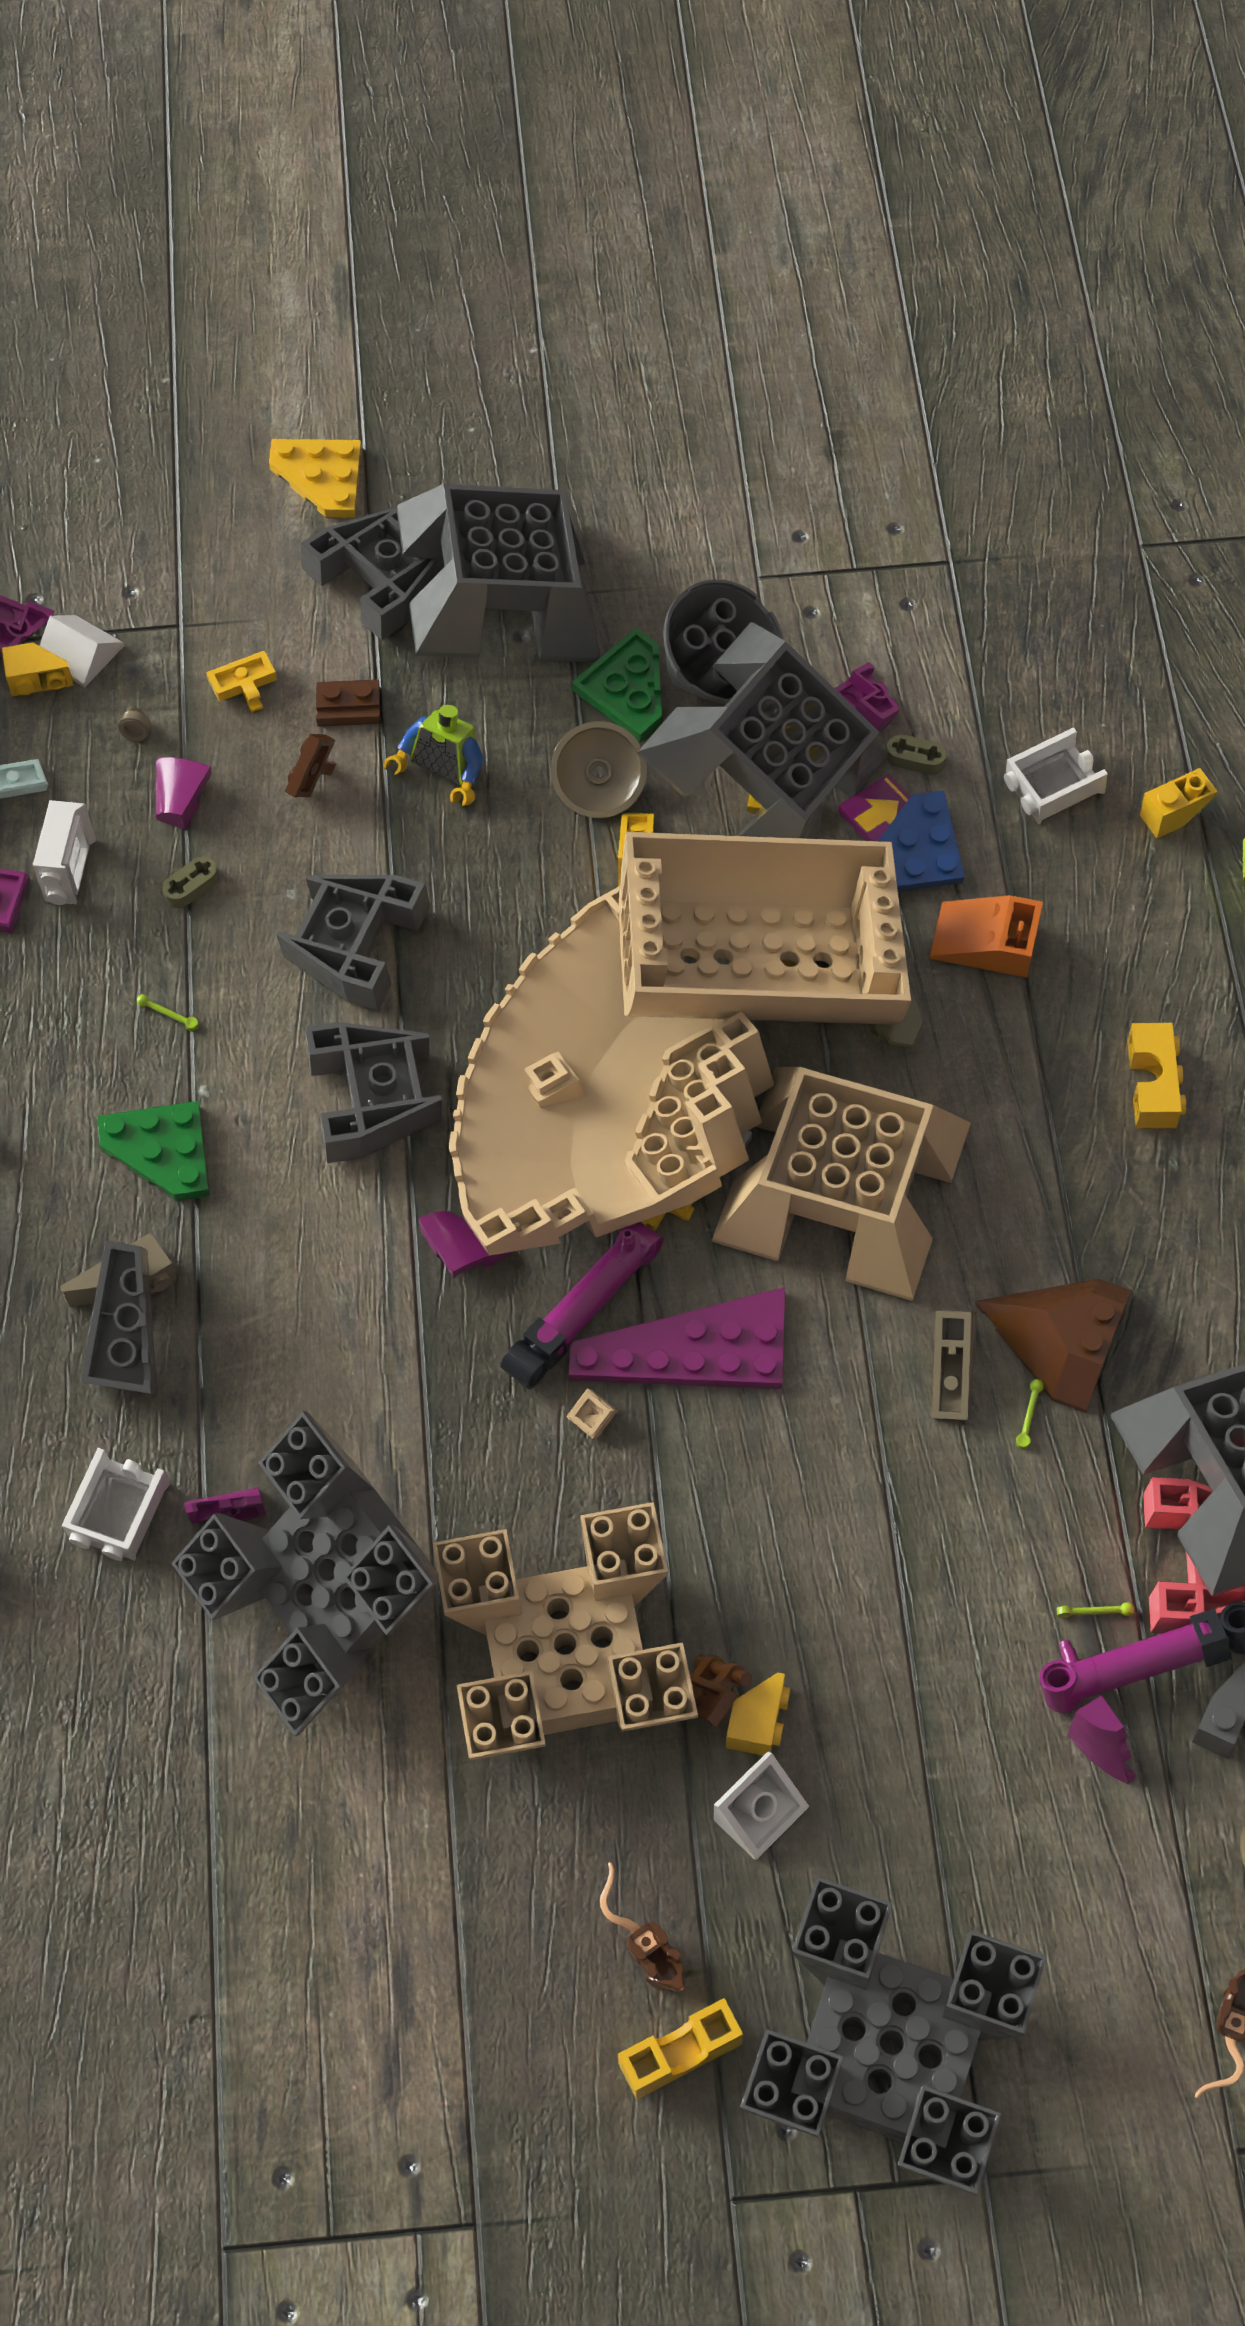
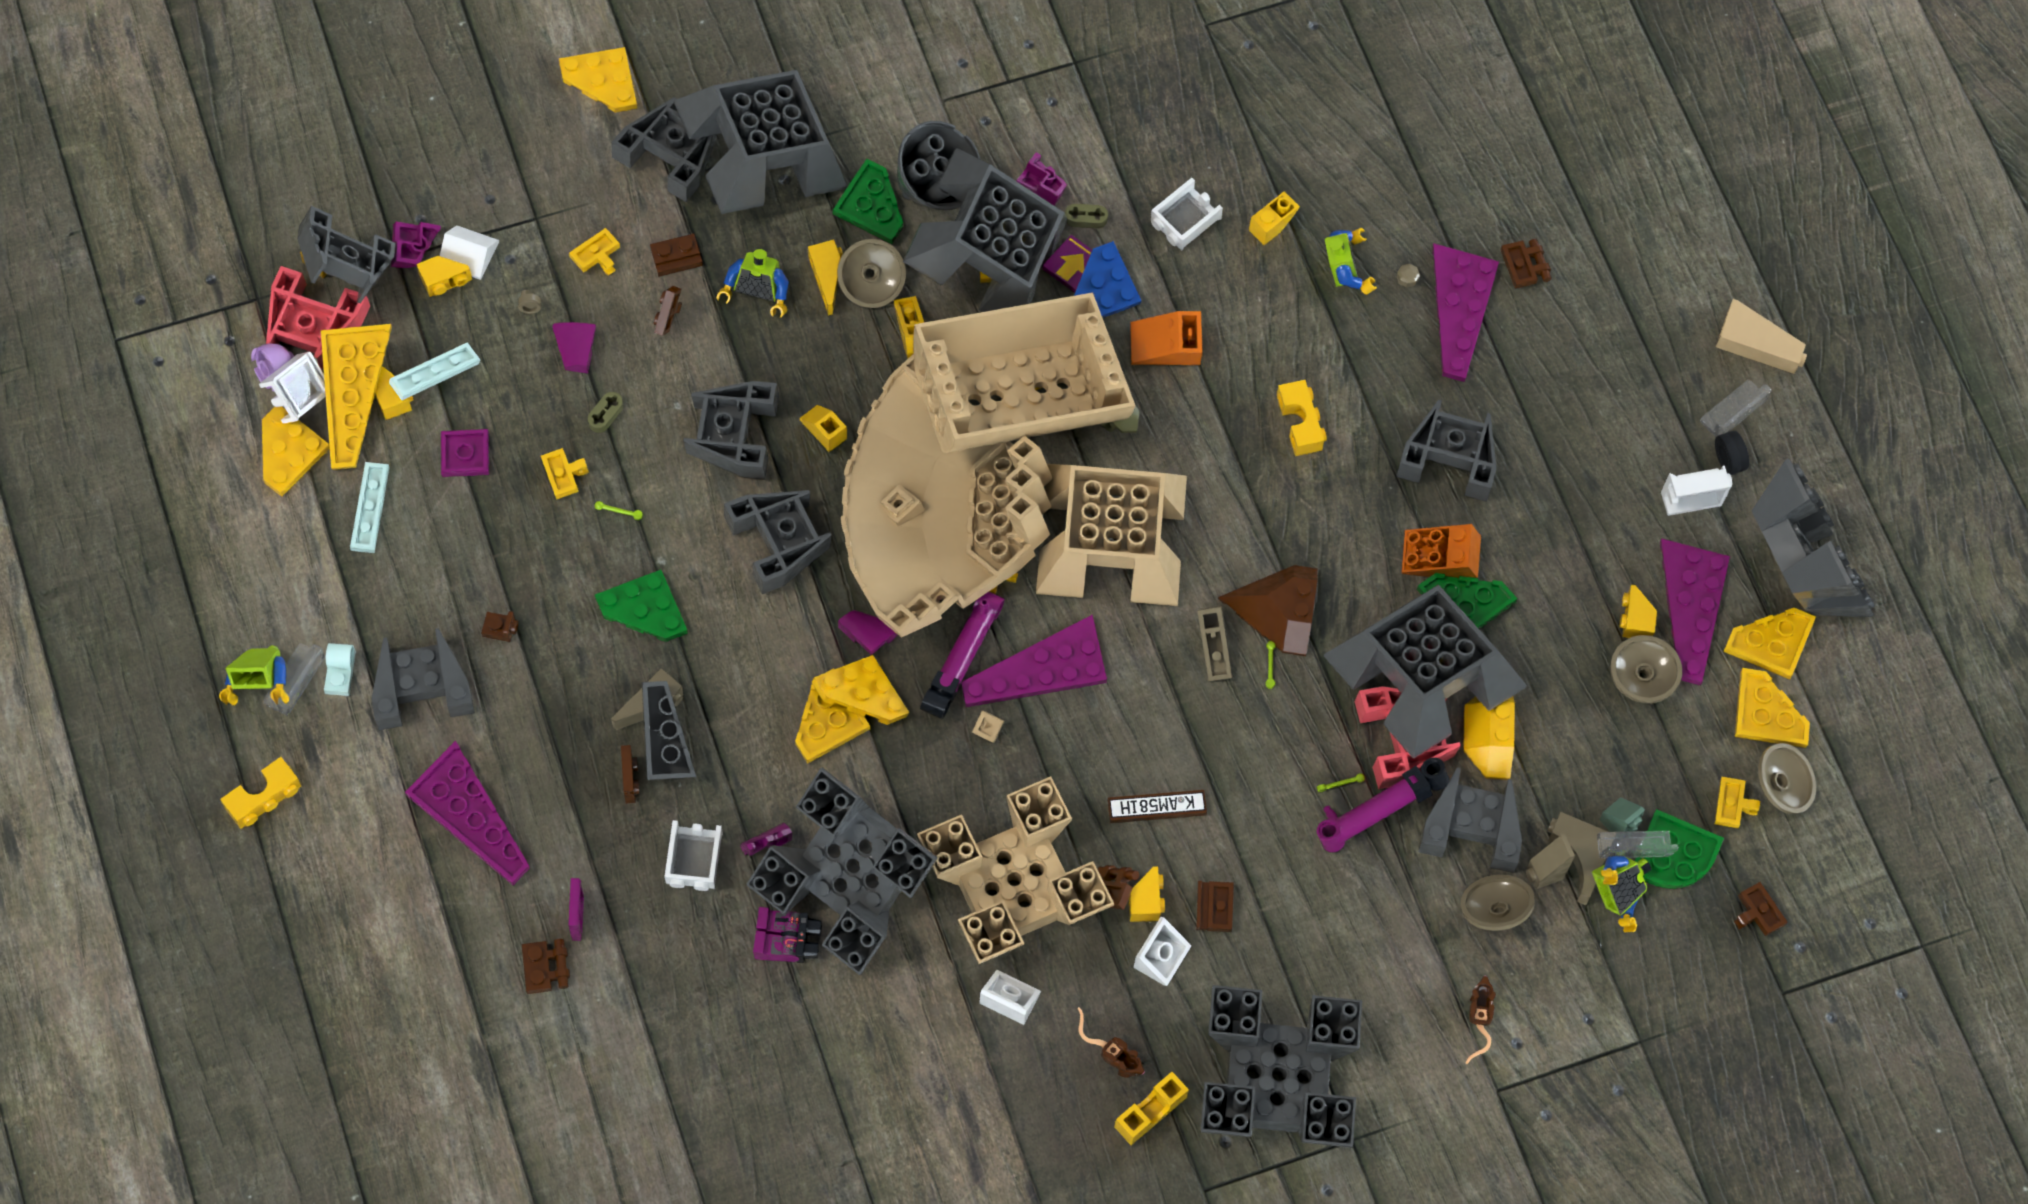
camera: 20 degrees left, 5 degrees up
(62, 1361) = (629, 766): none -> reddish brown plate
(63, 851) = (512, 409): white window -> none
(106, 946) = (561, 473): none -> yellow plate
(209, 1653) = (785, 936): none -> hips
(367, 1352) = (826, 727): none -> yellow plate
(425, 1323) = (862, 690): none -> yellow plate
(479, 958) = (825, 427): none -> yellow slope
(513, 1820) = (1009, 996): none -> white slope
(540, 741) = (824, 263): none -> yellow slope
(809, 1584) = (1157, 806): none -> tile
(858, 1754) = (1215, 906): none -> reddish brown plate
(1102, 1739) = (1364, 862): magenta slope -> none

